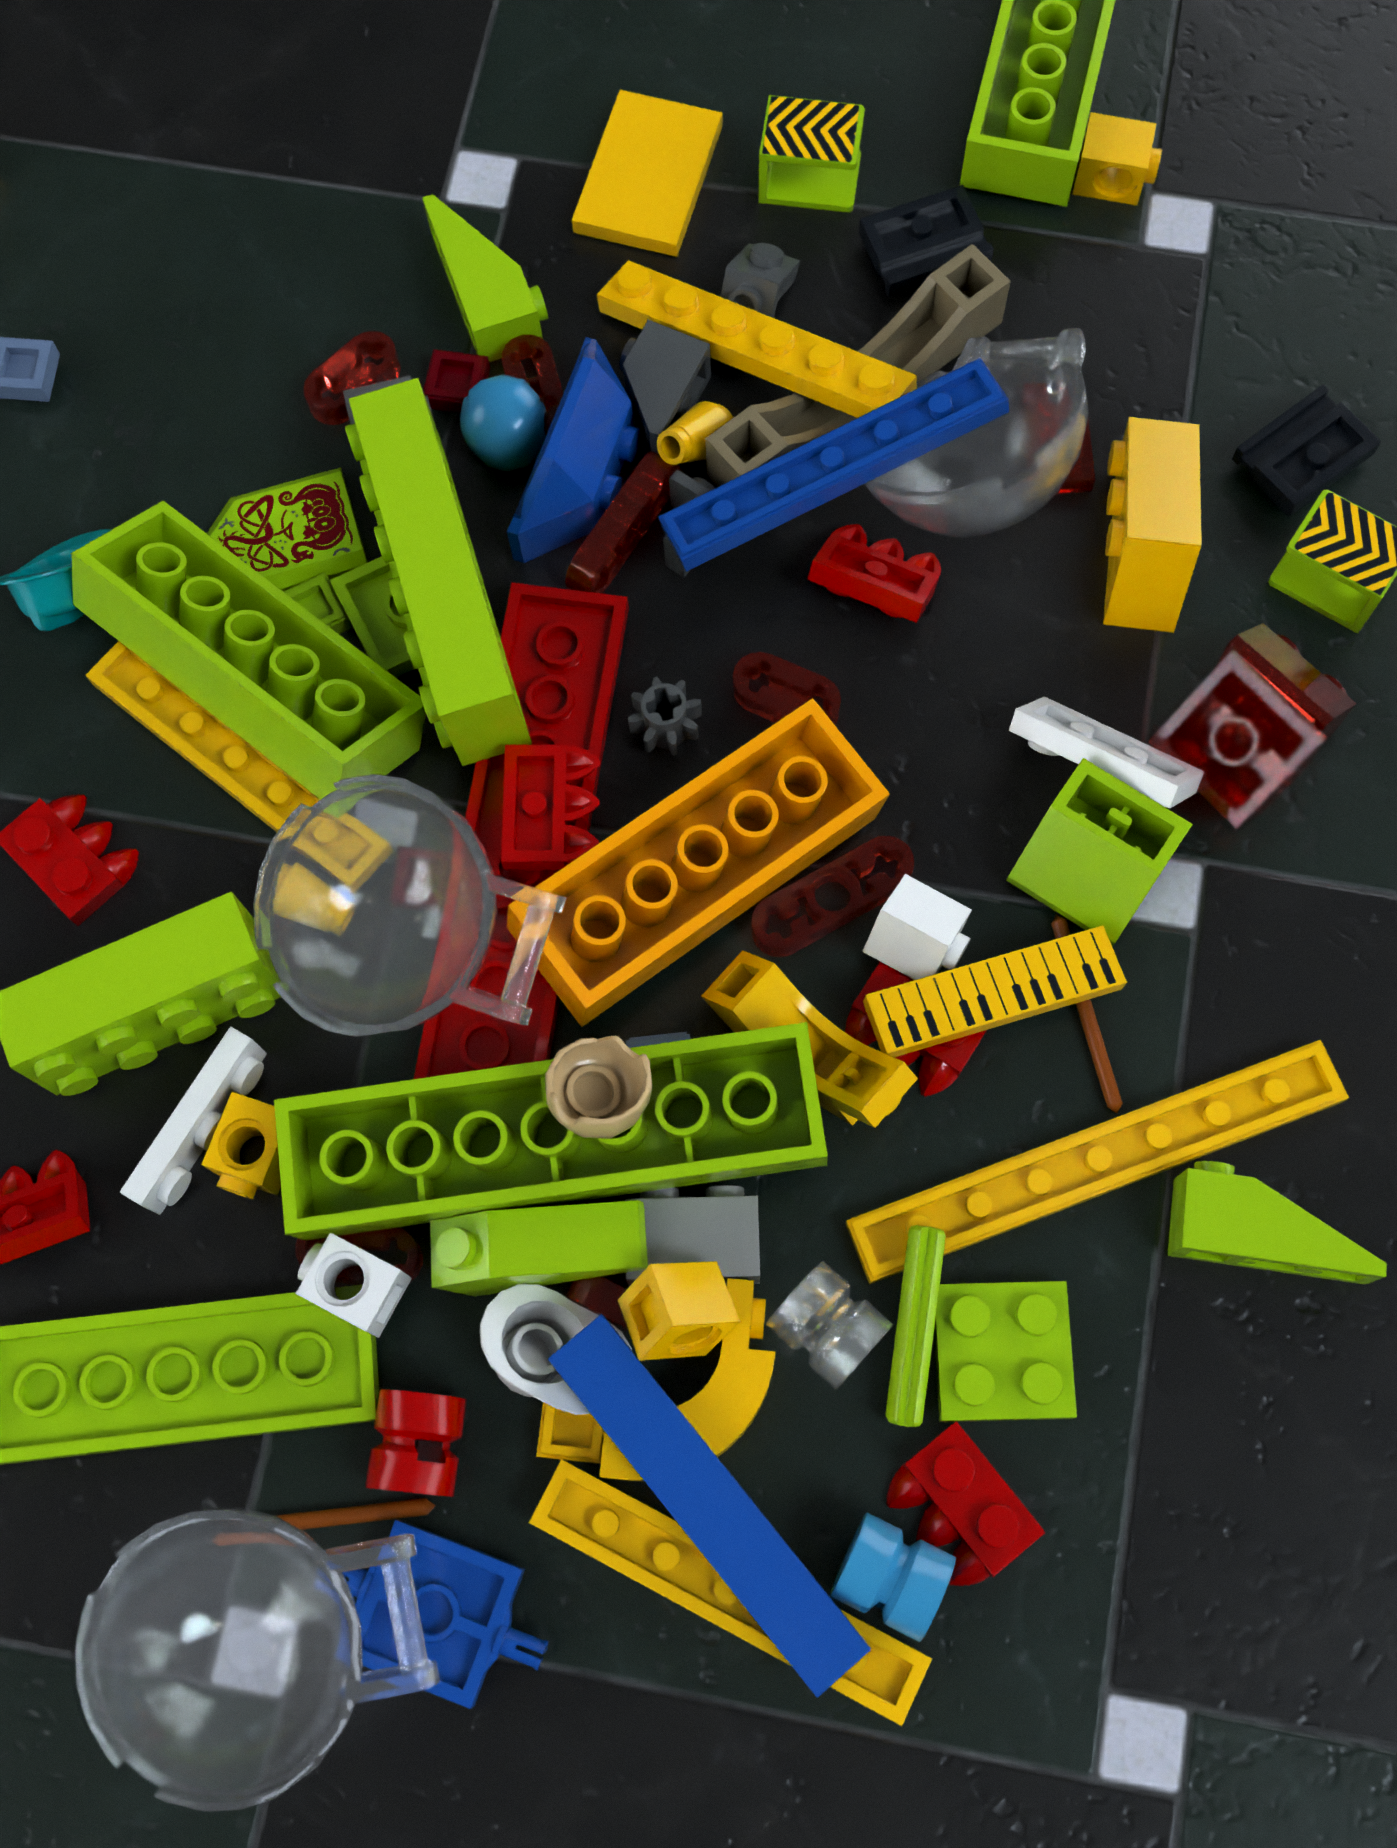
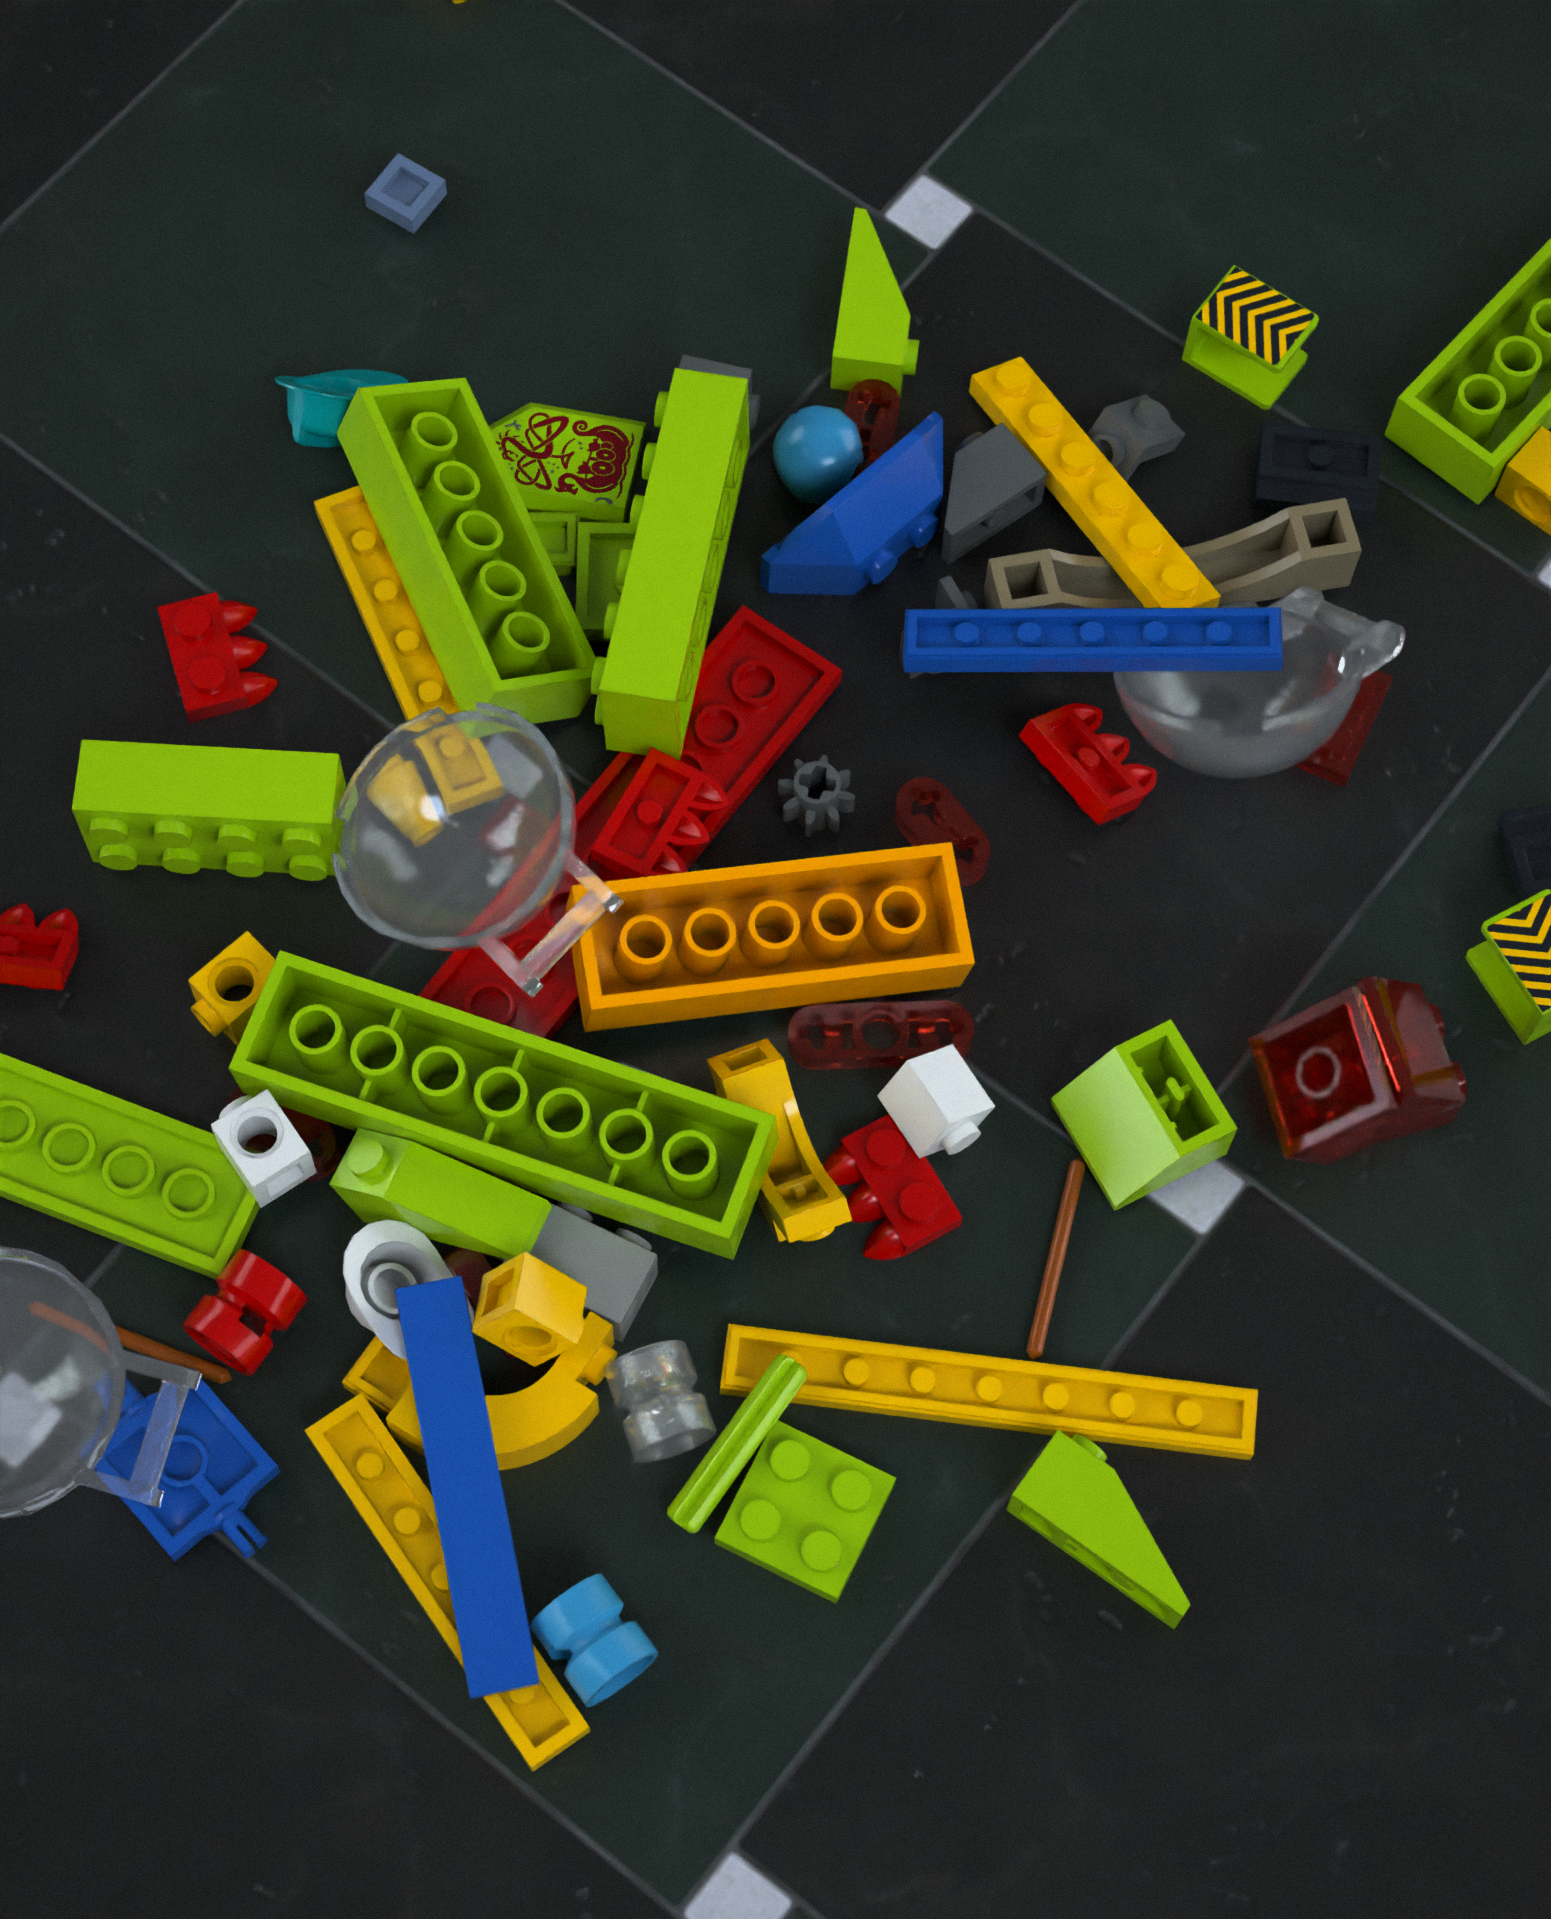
camera: 20 degrees right, 5 degrees down
(164, 1169) = (156, 968): white plate -> none
(347, 371) = (702, 338): clear red beam -> none
(452, 377) = (796, 387): dark red tile -> none
(598, 1087) = (560, 1074): tan hair -> none
(621, 526) = (874, 602): clear red beam -> none
(647, 173) = (1088, 281): yellow tile -> none
(686, 436) = (973, 548): yellow cone -> none
(966, 1504) = (698, 1624): red plate -> none
(994, 992) = (975, 1190): yellow tile -> none
(1067, 733) = (1218, 1046): white plate -> none
(1153, 523) = (1373, 840): yellow wedge -> none

